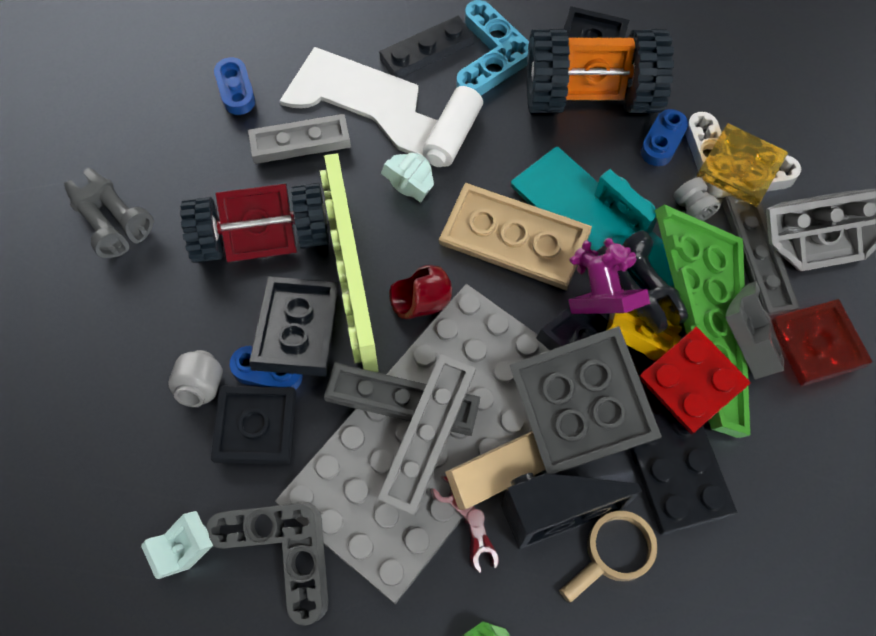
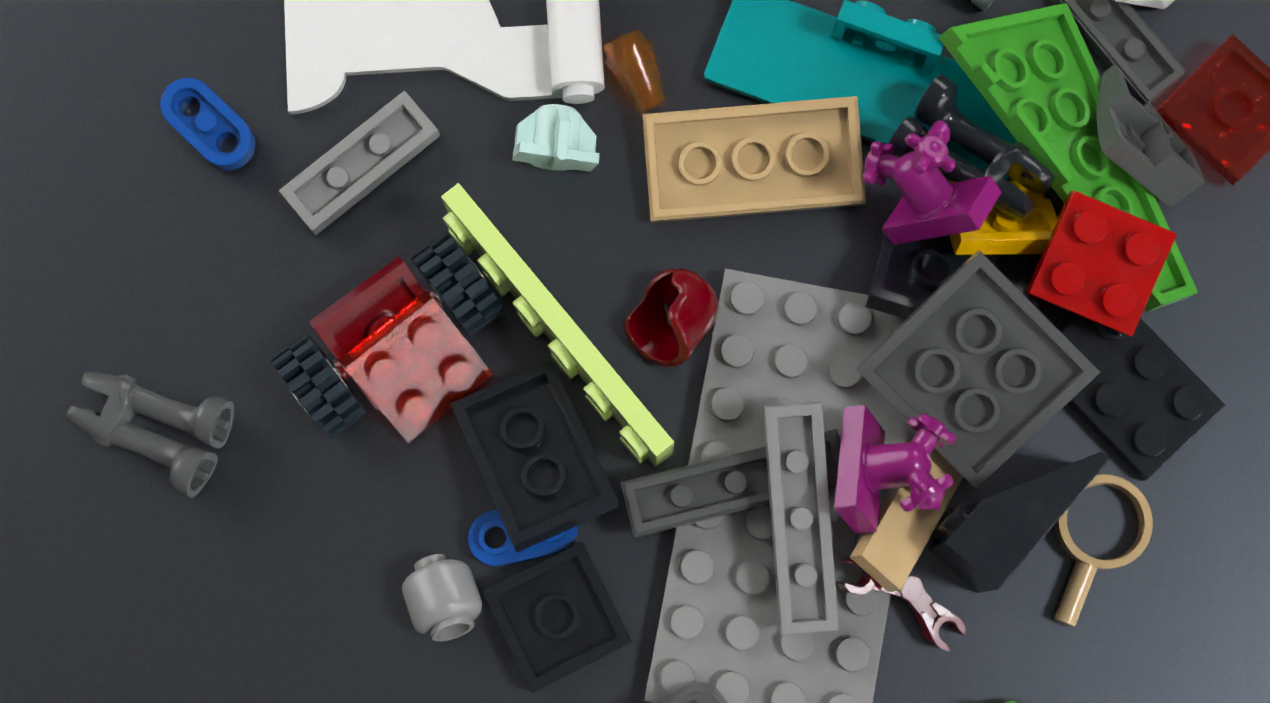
camera: 25 degrees left, 15 degrees up
(260, 246) = (416, 366): none -> clear red plate
(475, 159) = (636, 70): none -> clear orange cone
(490, 420) = (870, 466): none -> magenta piece

